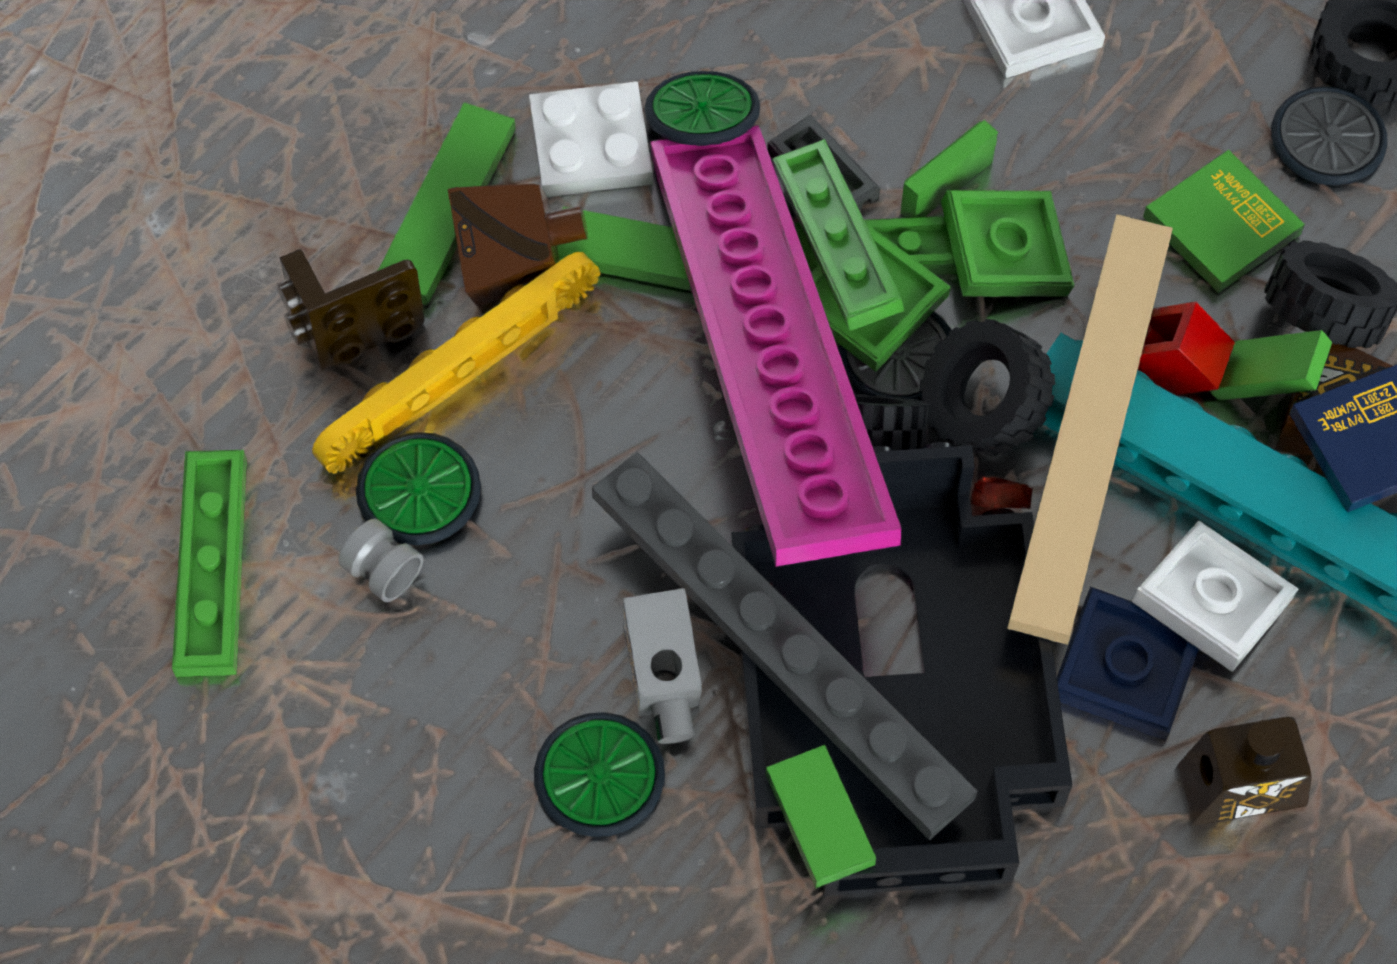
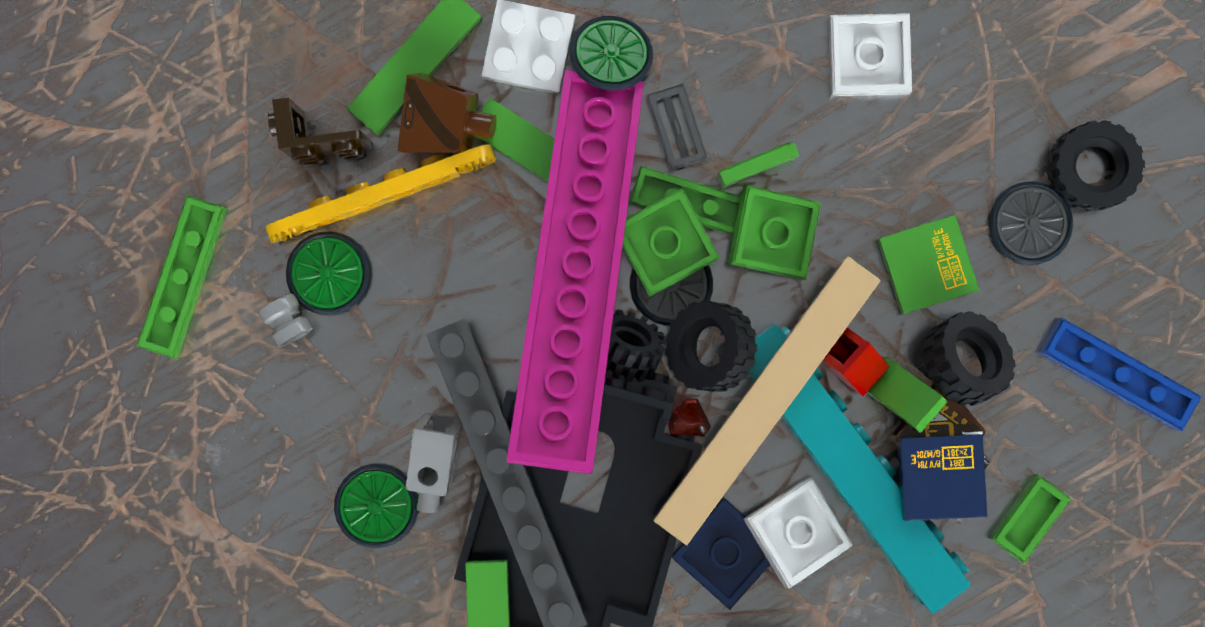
camera: 20 degrees right, 25 degrees up
(838, 235) = (659, 195): bright green tile -> none

